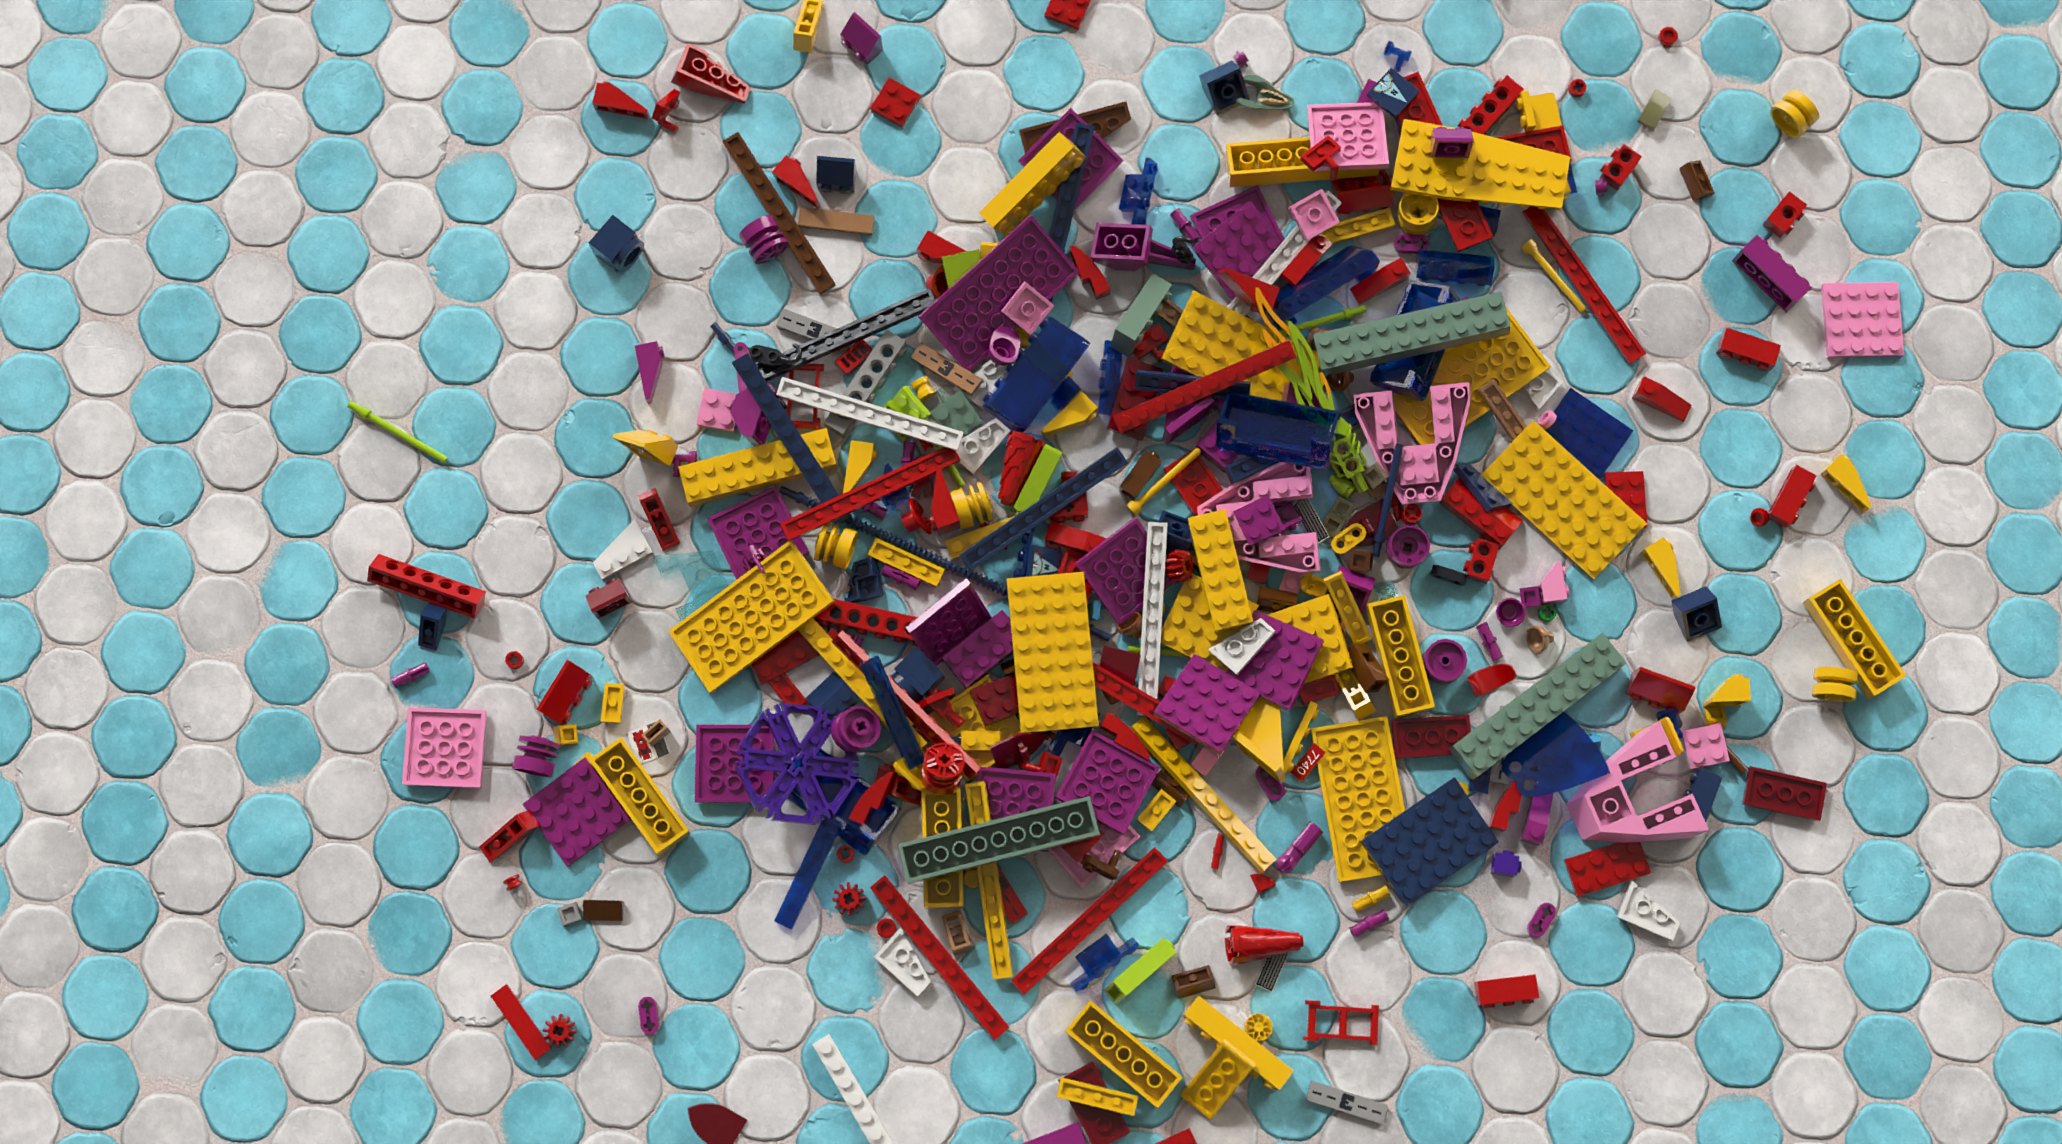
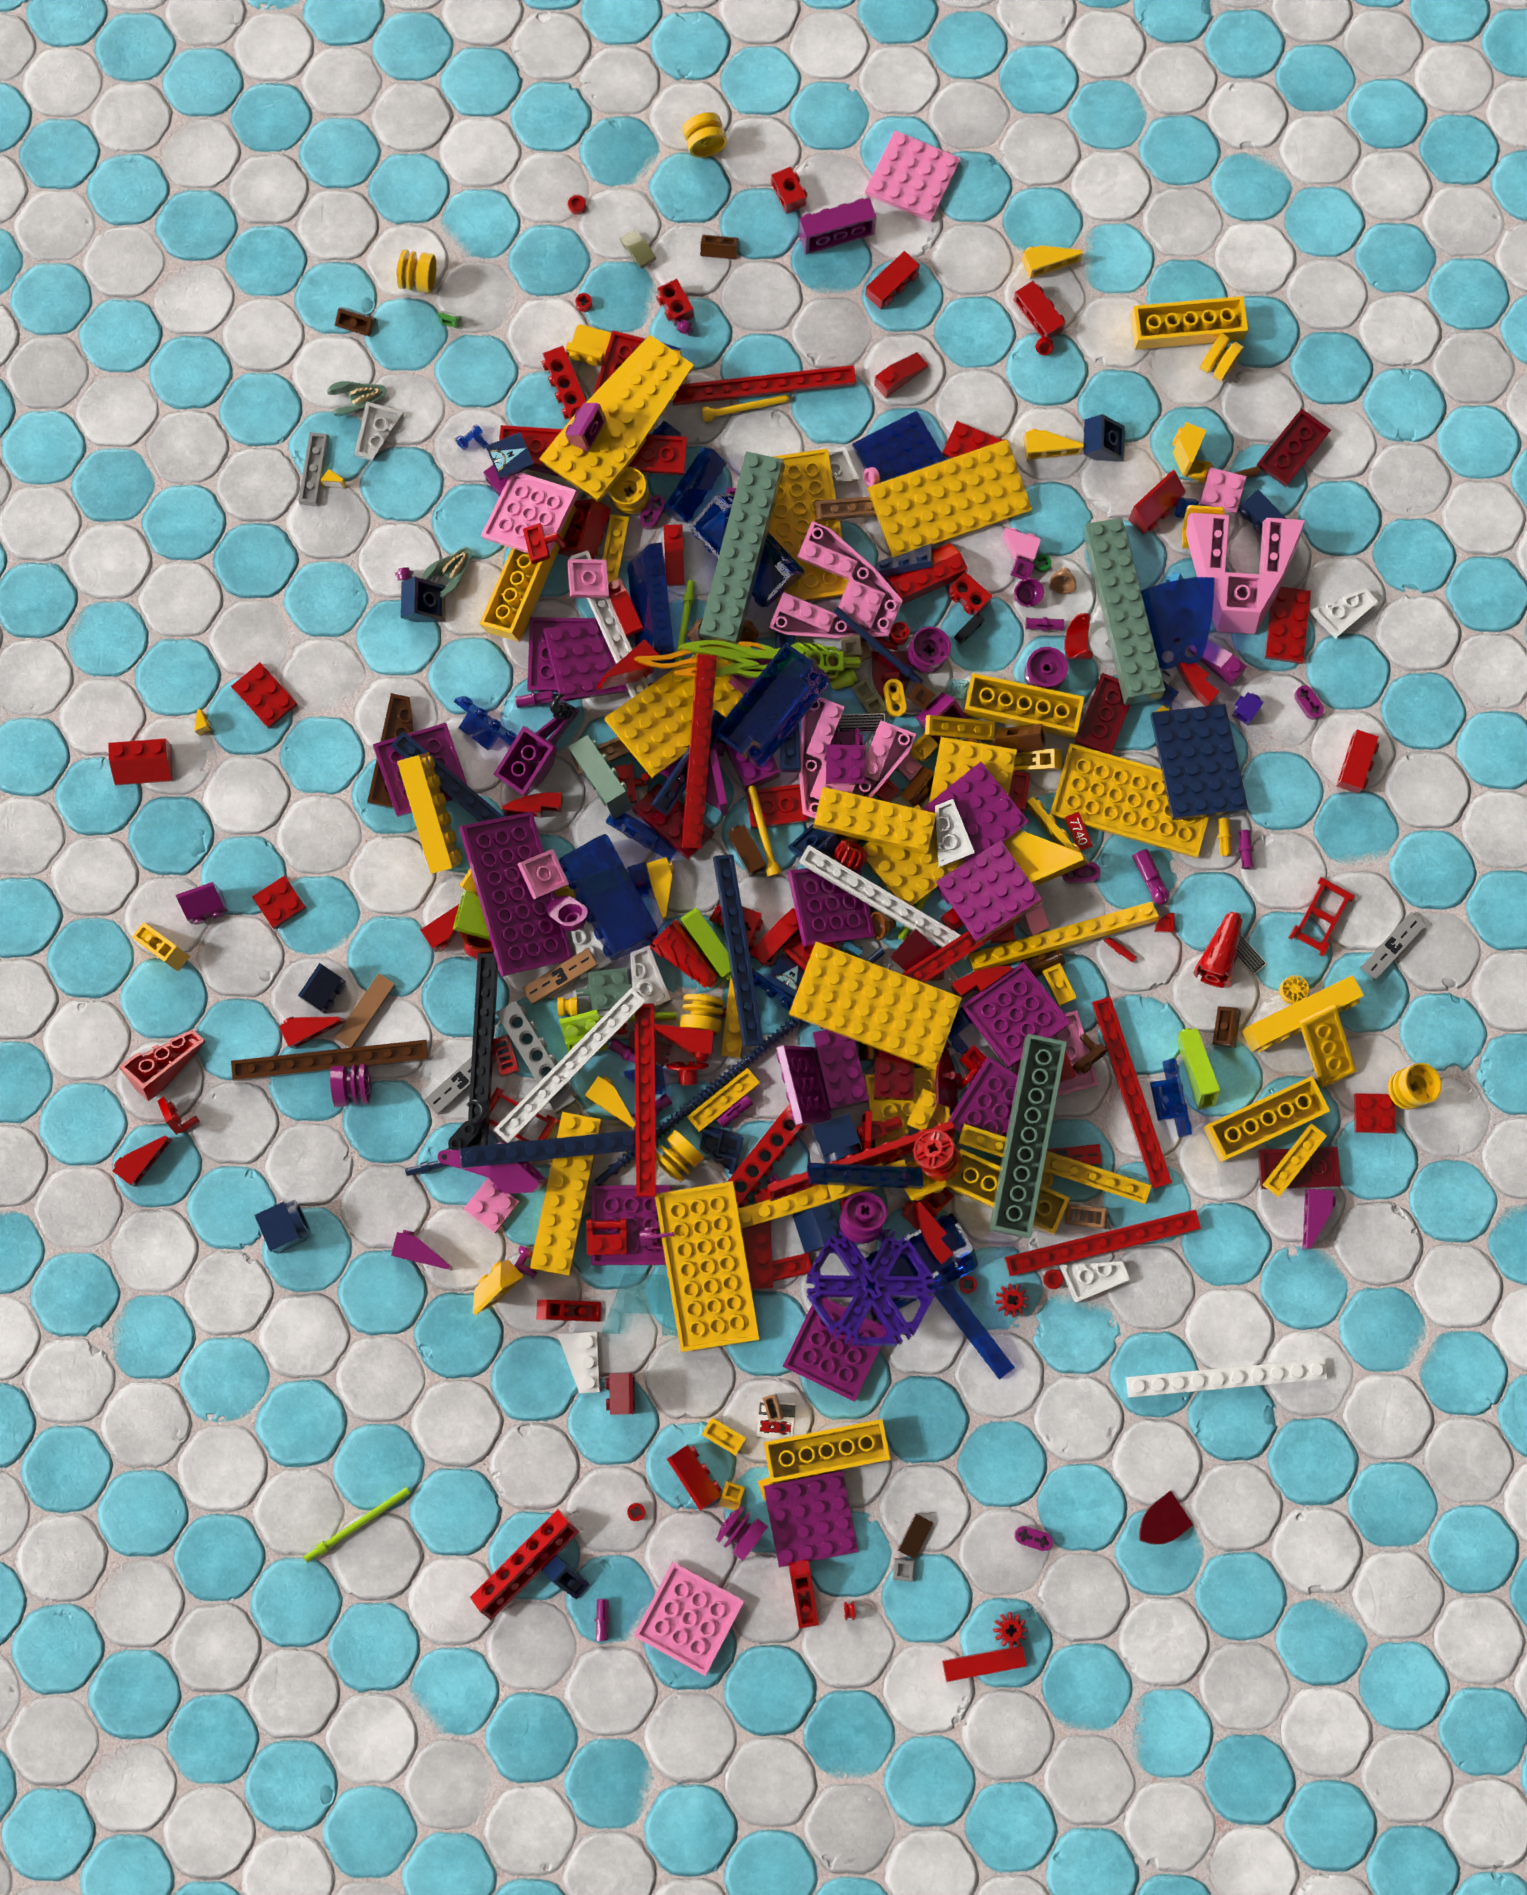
camera: 65 degrees left, 0 degrees up
(730, 522) = (607, 1244): none -> red plate

